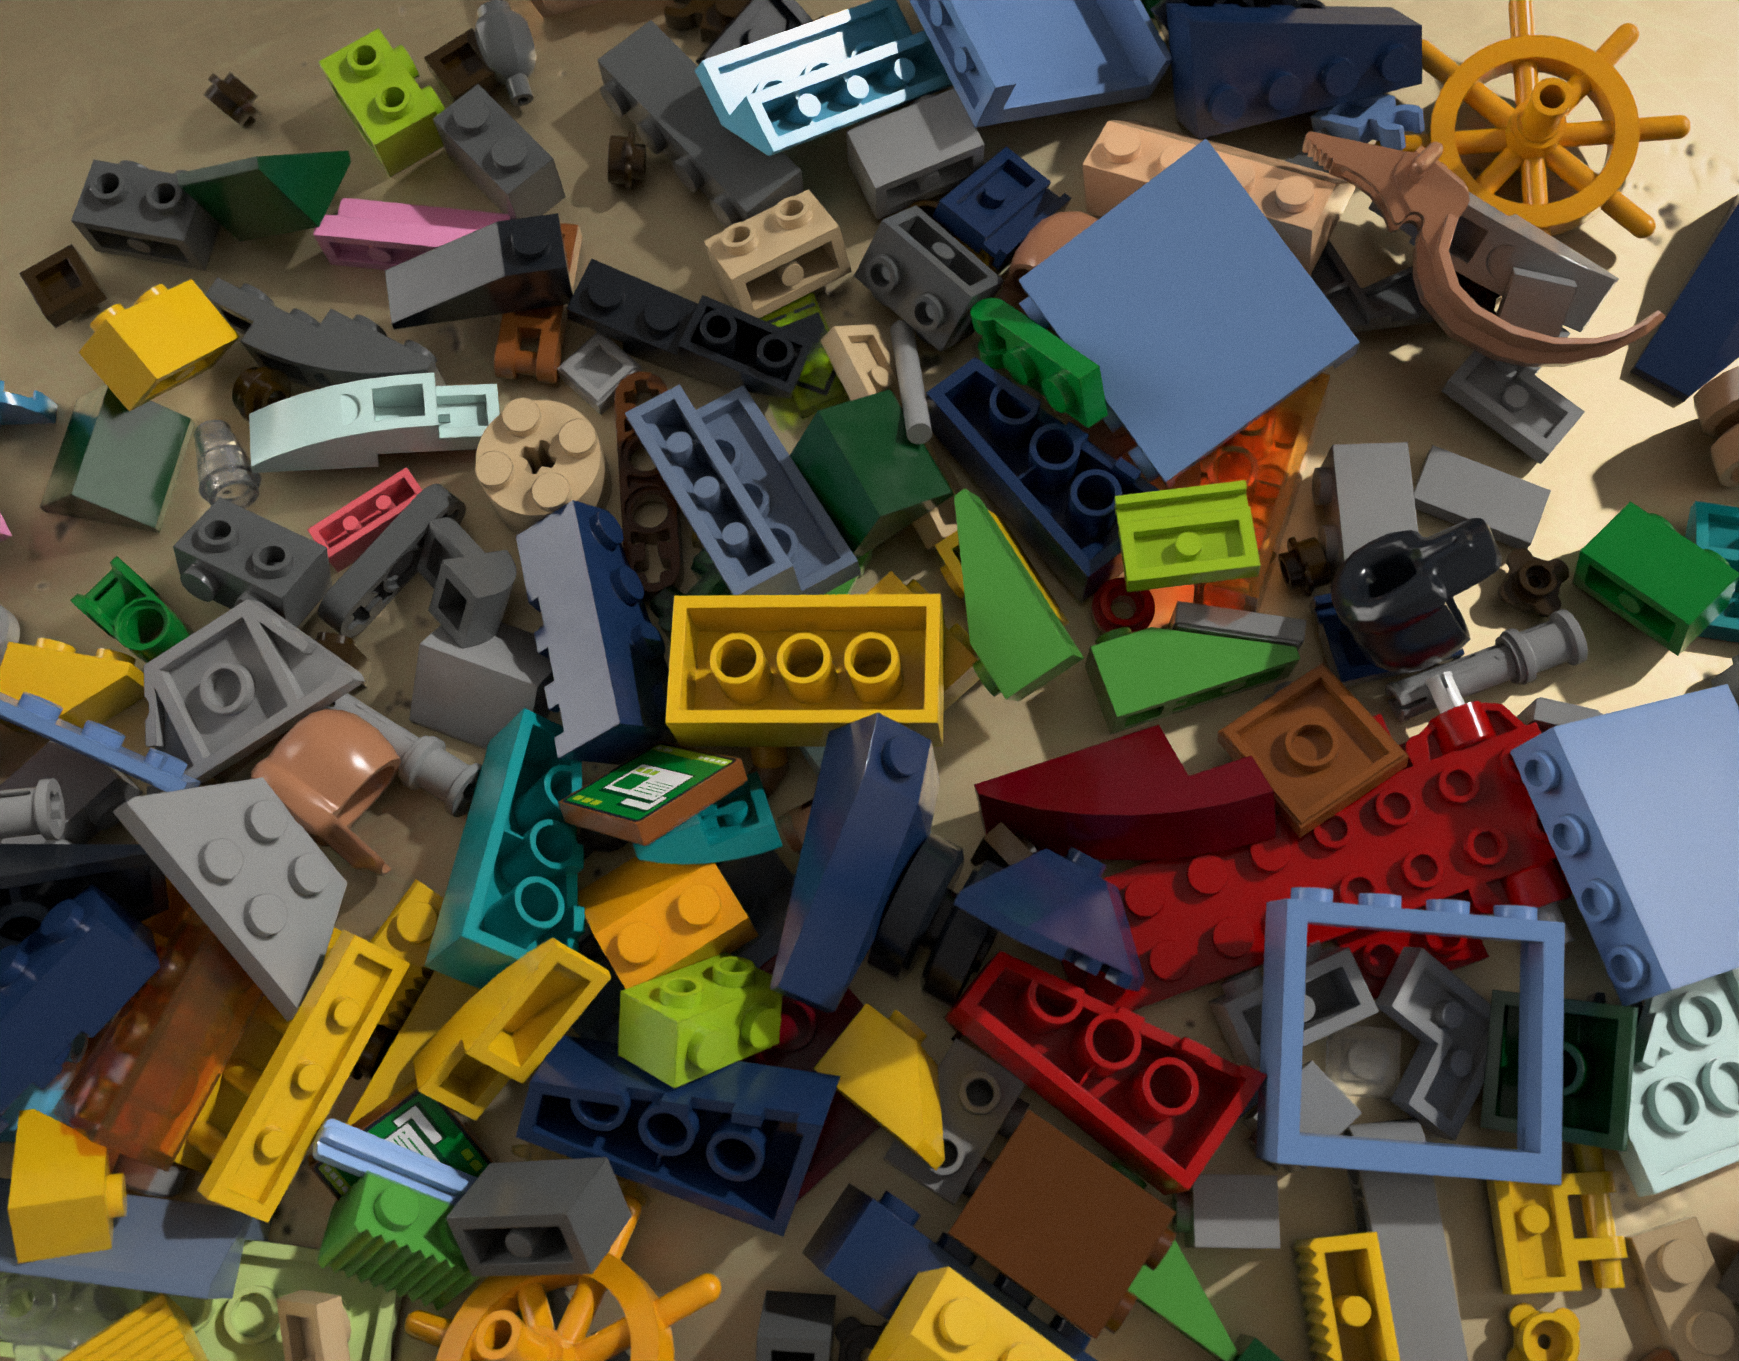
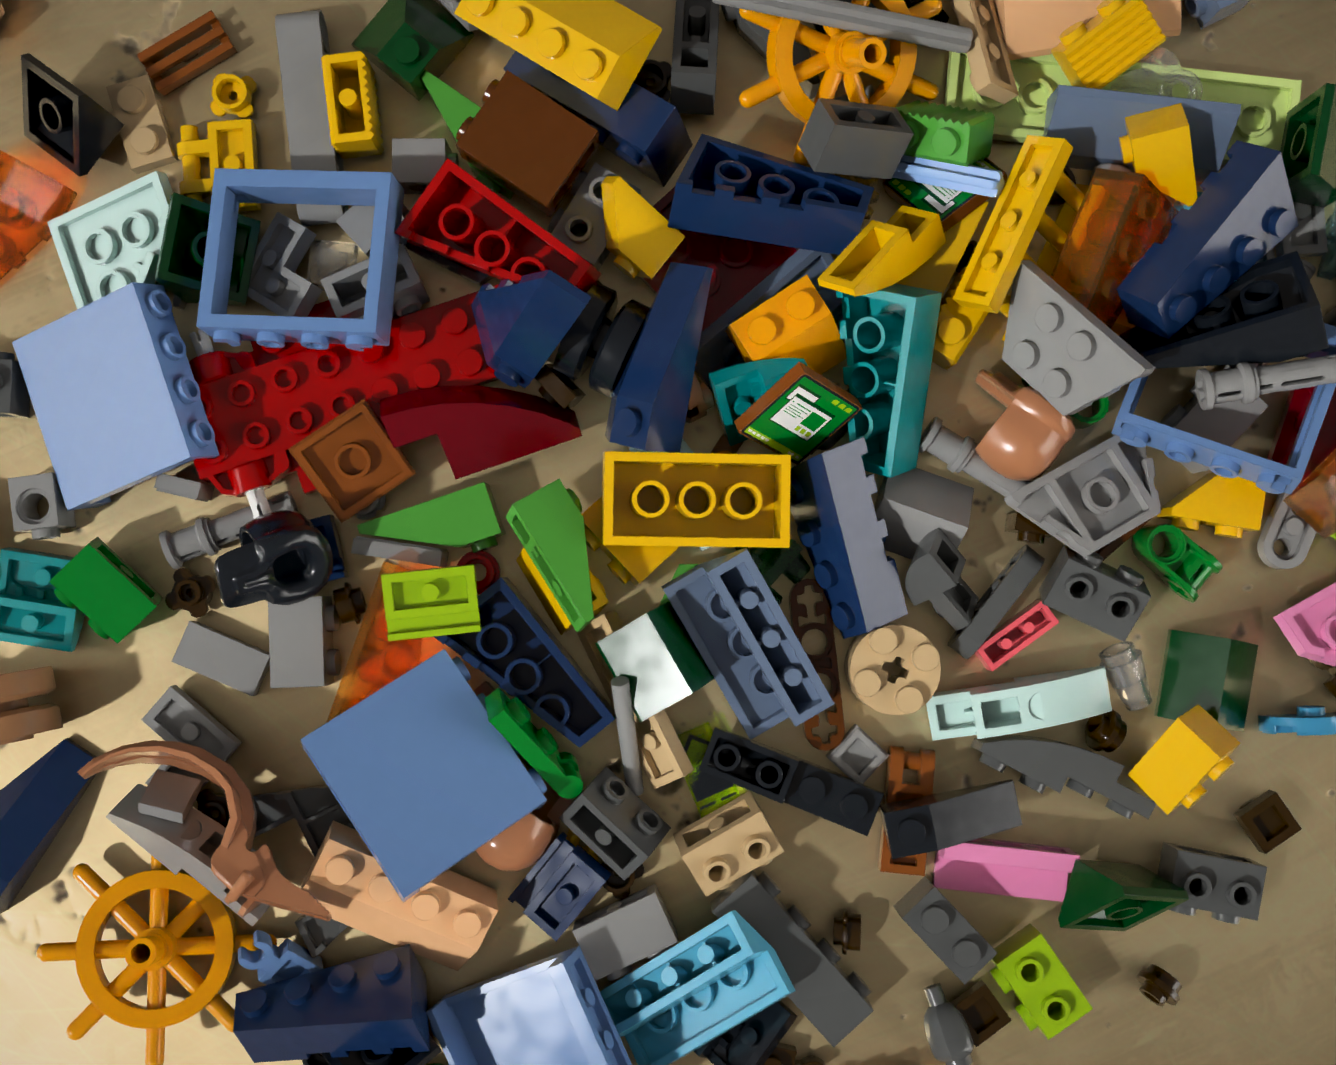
camera: 175 degrees right, 15 degrees up
(699, 1019) = (759, 262): lime brick -> none

